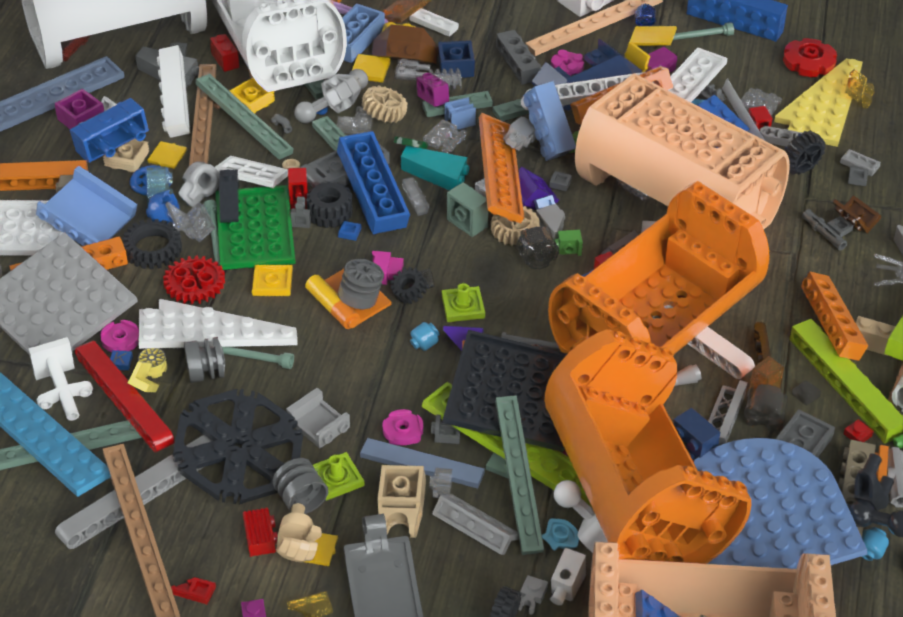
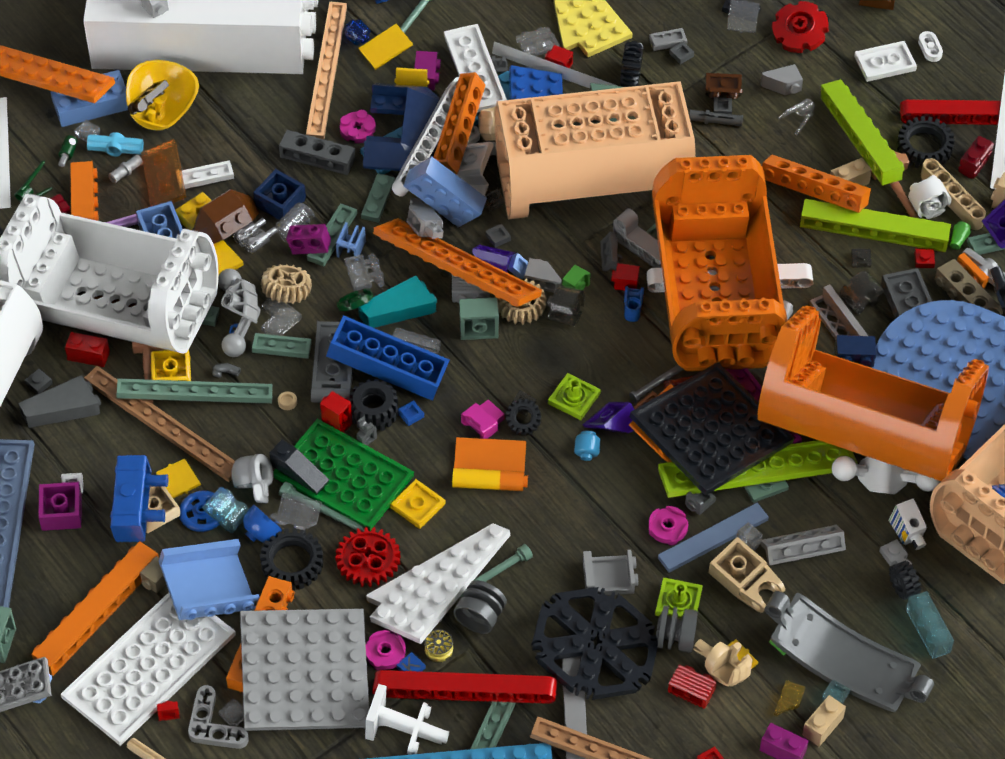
camera: 50 degrees left, 10 degrees up
(139, 380) = (461, 662): light yellow panel -> none
(174, 91) = (112, 419): white brick -> none
(254, 171) = (271, 420): white piece -> none
(360, 283) = (503, 446): dark grey wheel -> none
(519, 475) = (796, 483): sand green plate -> none
(561, 534) = (860, 500): medium azure animal -> none
(761, 341) = (797, 247): dark brown hinge -> none
(767, 373) = (839, 270): clear orange brick -> none
(773, 135) = (597, 54): light grey beam -> none

